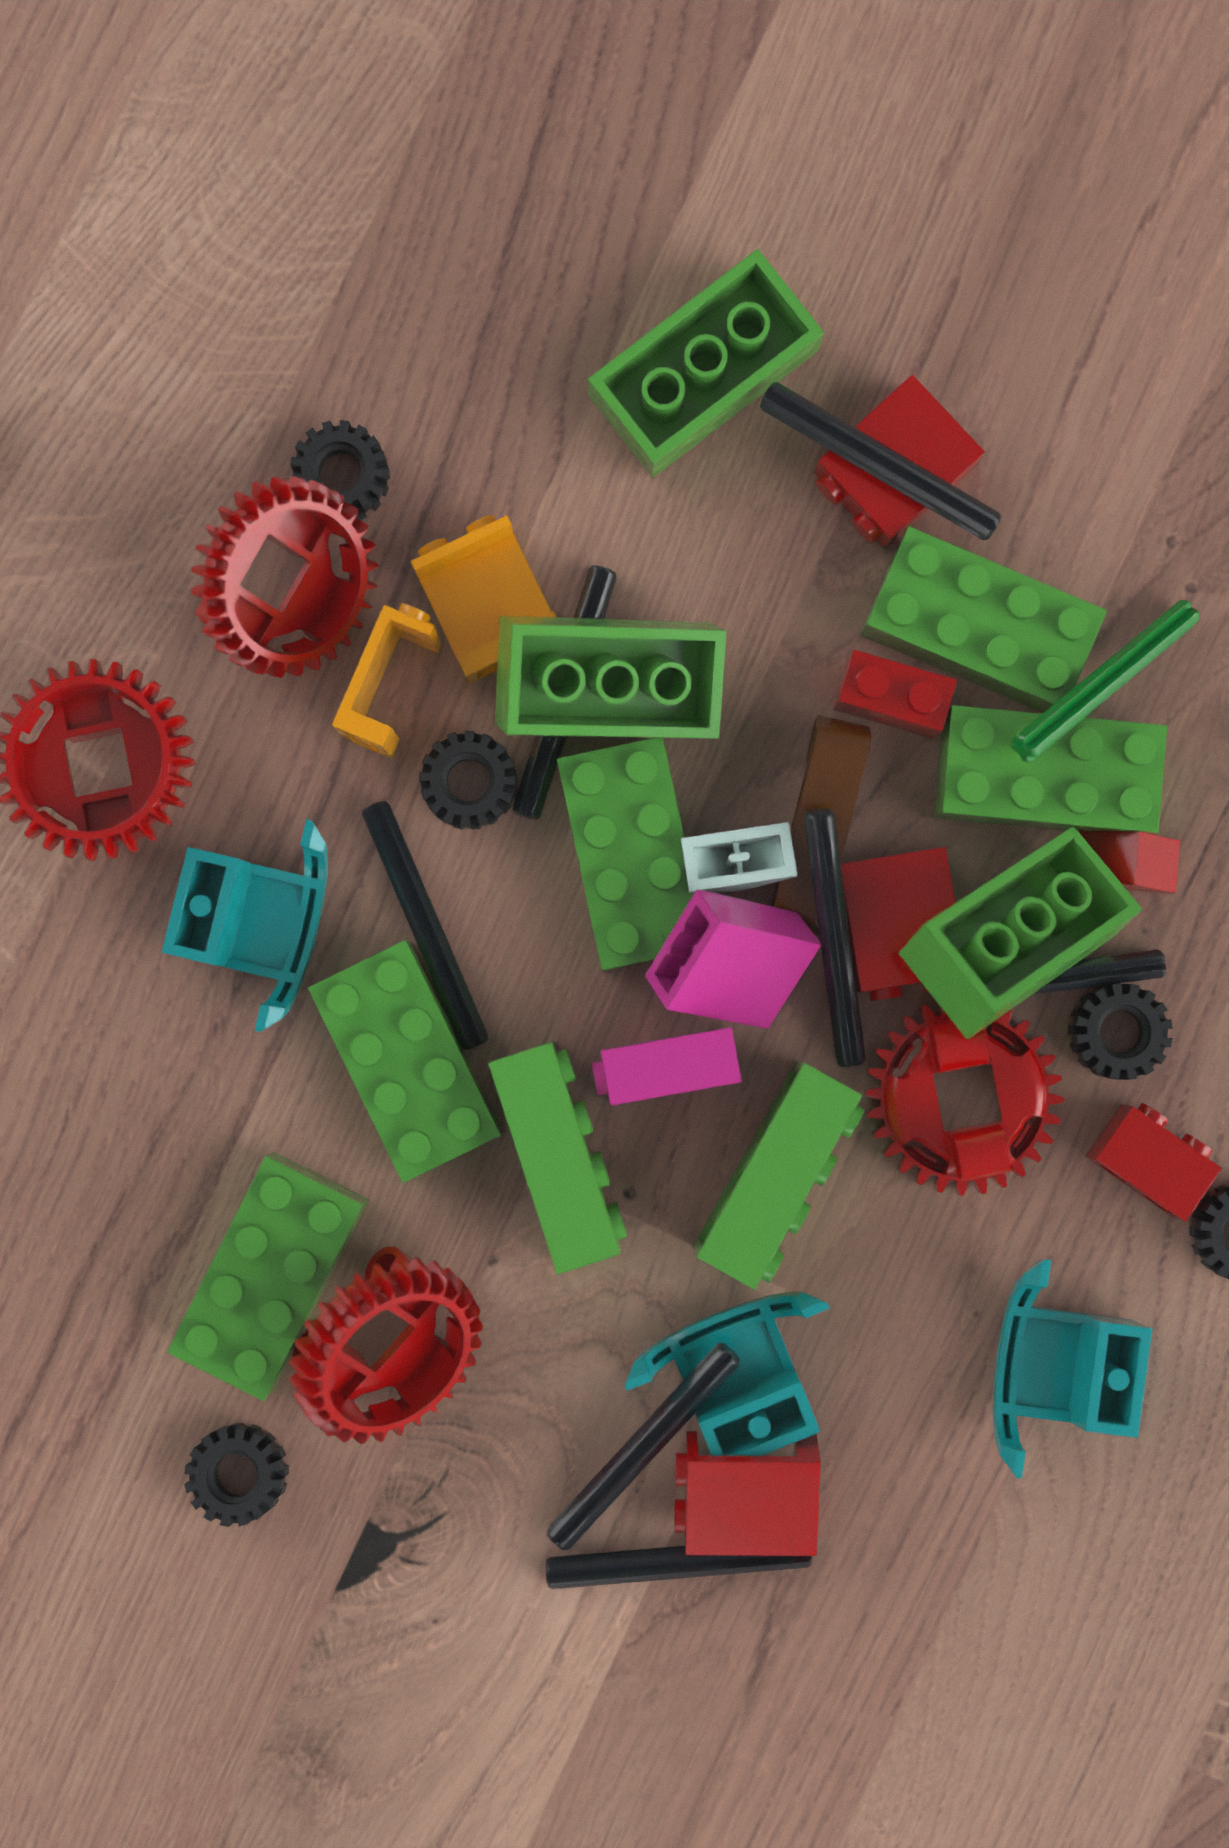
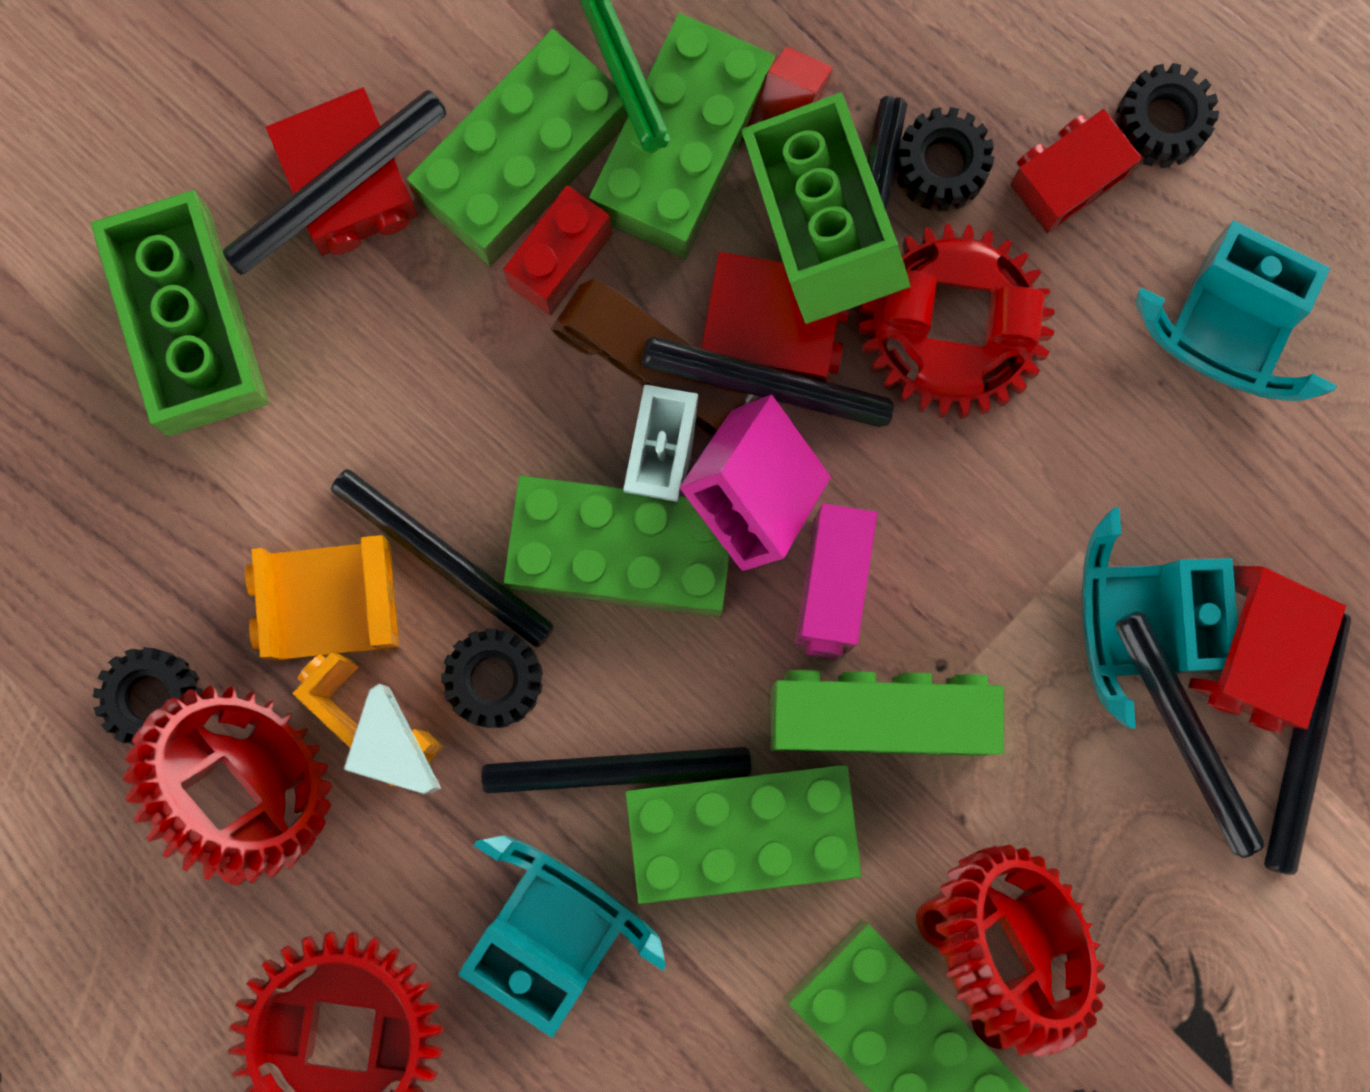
camera: 70 degrees left, 5 degrees down
(363, 710) = (387, 747): none -> light aqua slope
(609, 677) = (444, 505): bright green brick -> none
(777, 1174) = (974, 514): bright green brick -> none

